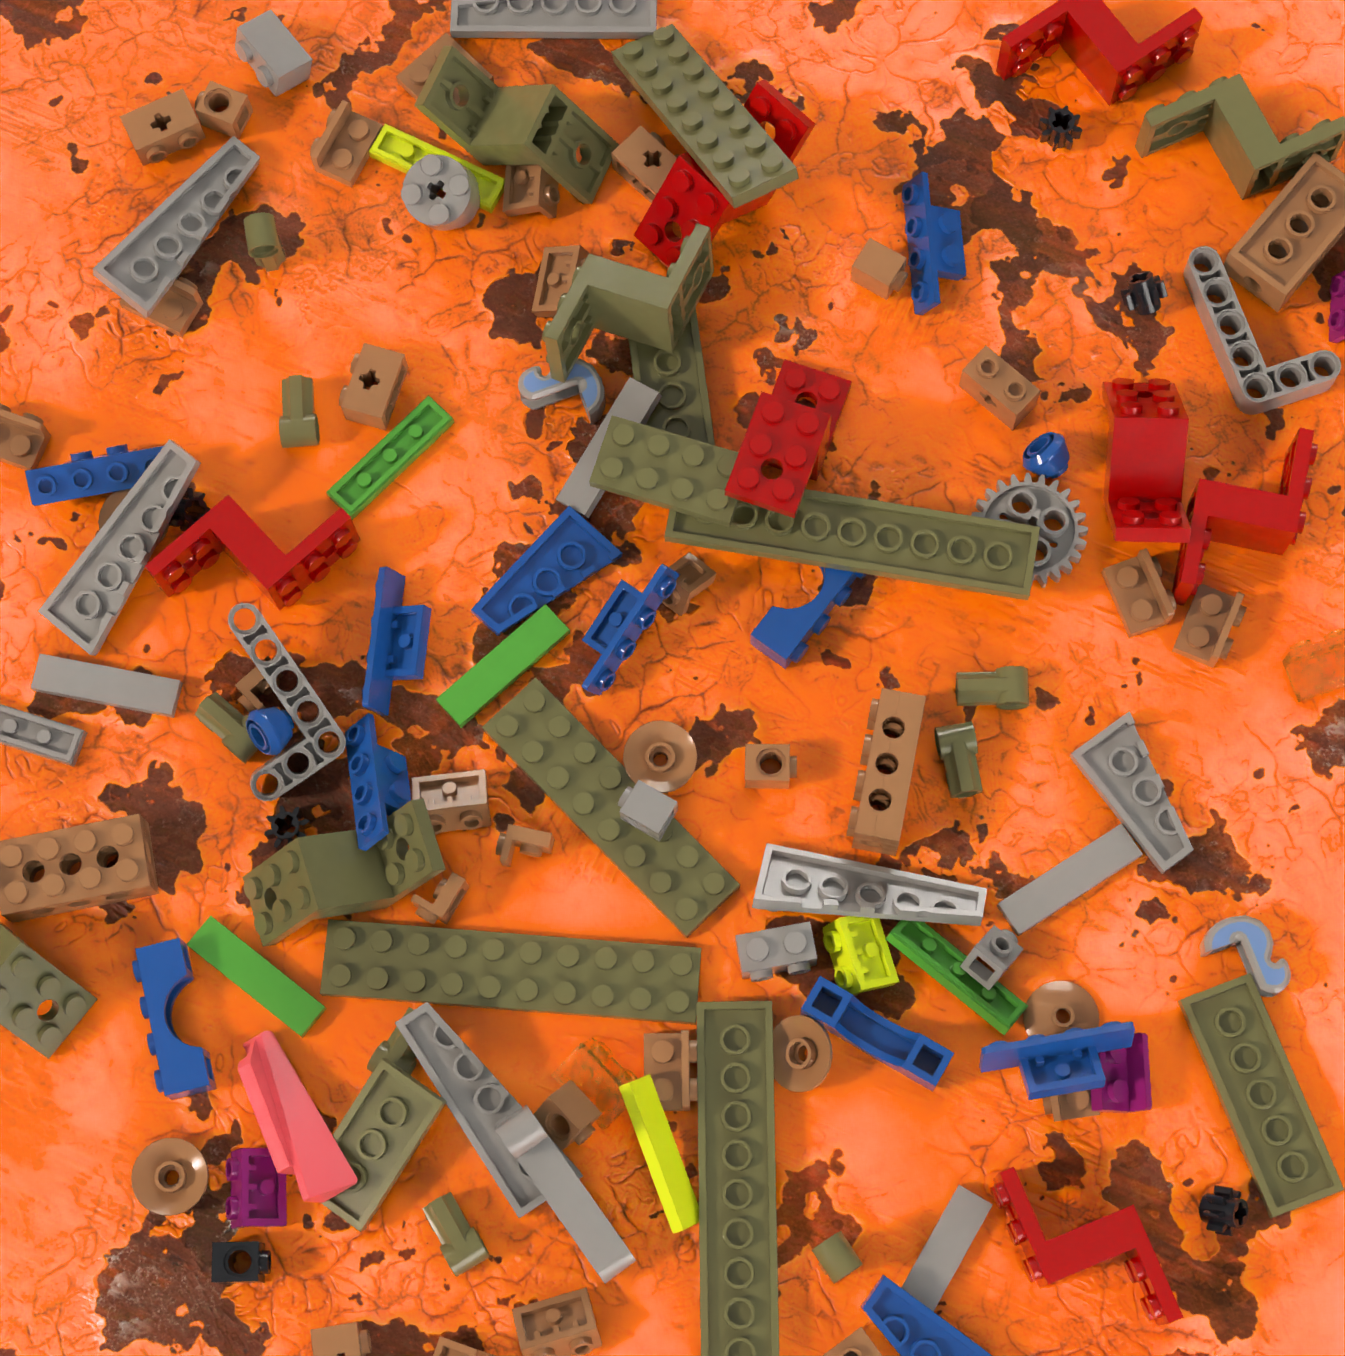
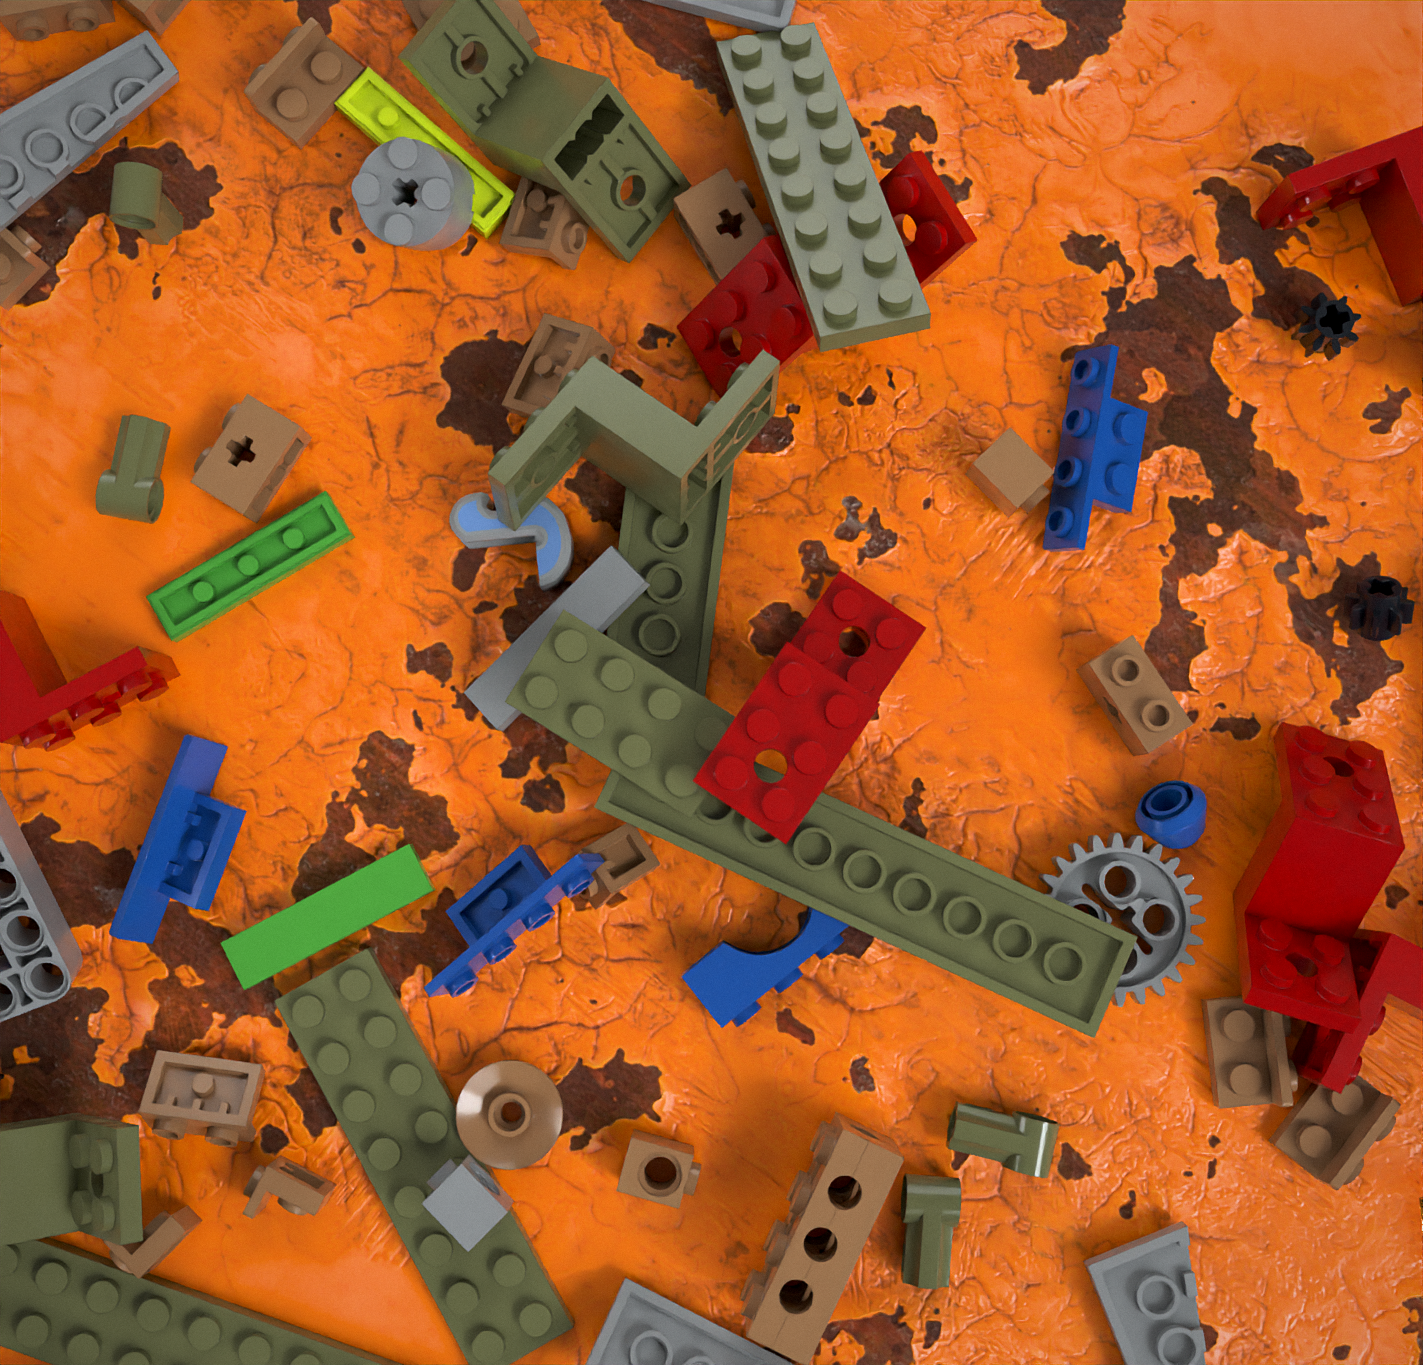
camera: 10 degrees right, 10 degrees up
(376, 780) = (100, 1060): blue bracket -> none
(550, 567) = (432, 790): blue wing -> none

